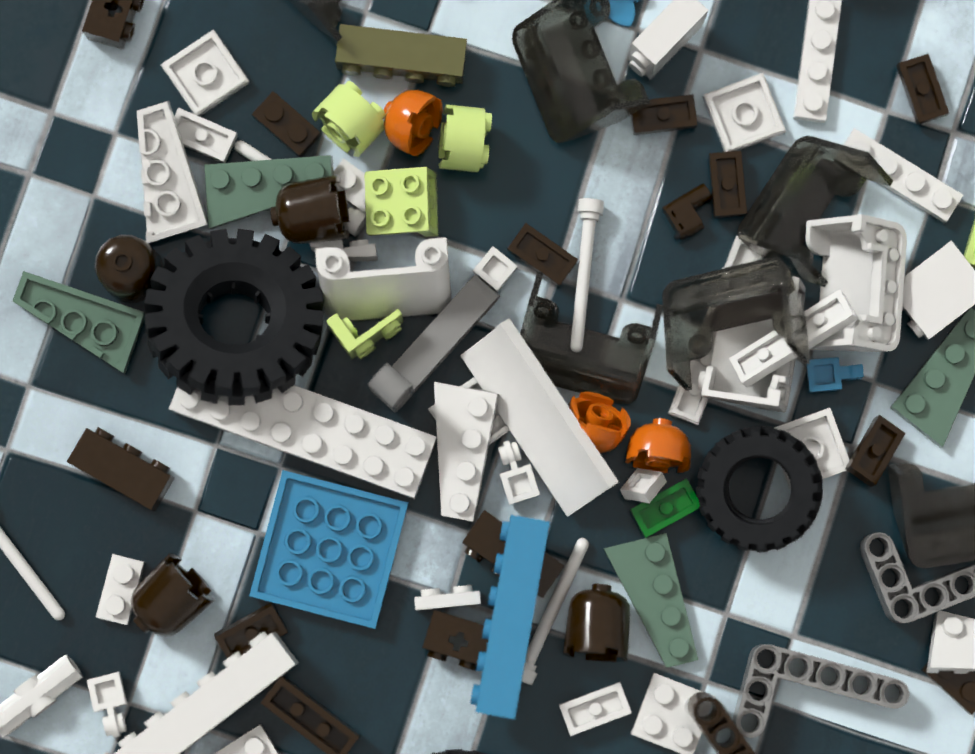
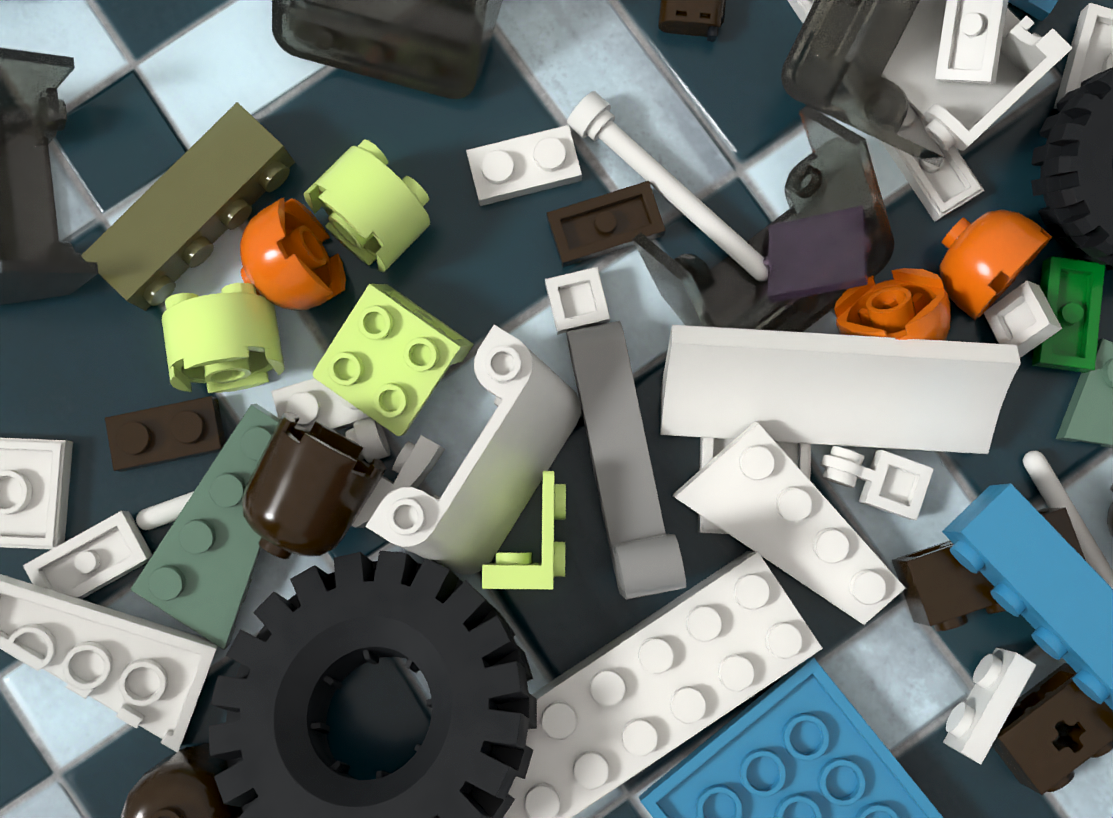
camera: 50 degrees left, 0 degrees up
(543, 194) = (524, 165): none -> white plate
(599, 363) = (817, 254): none -> clear purple piece

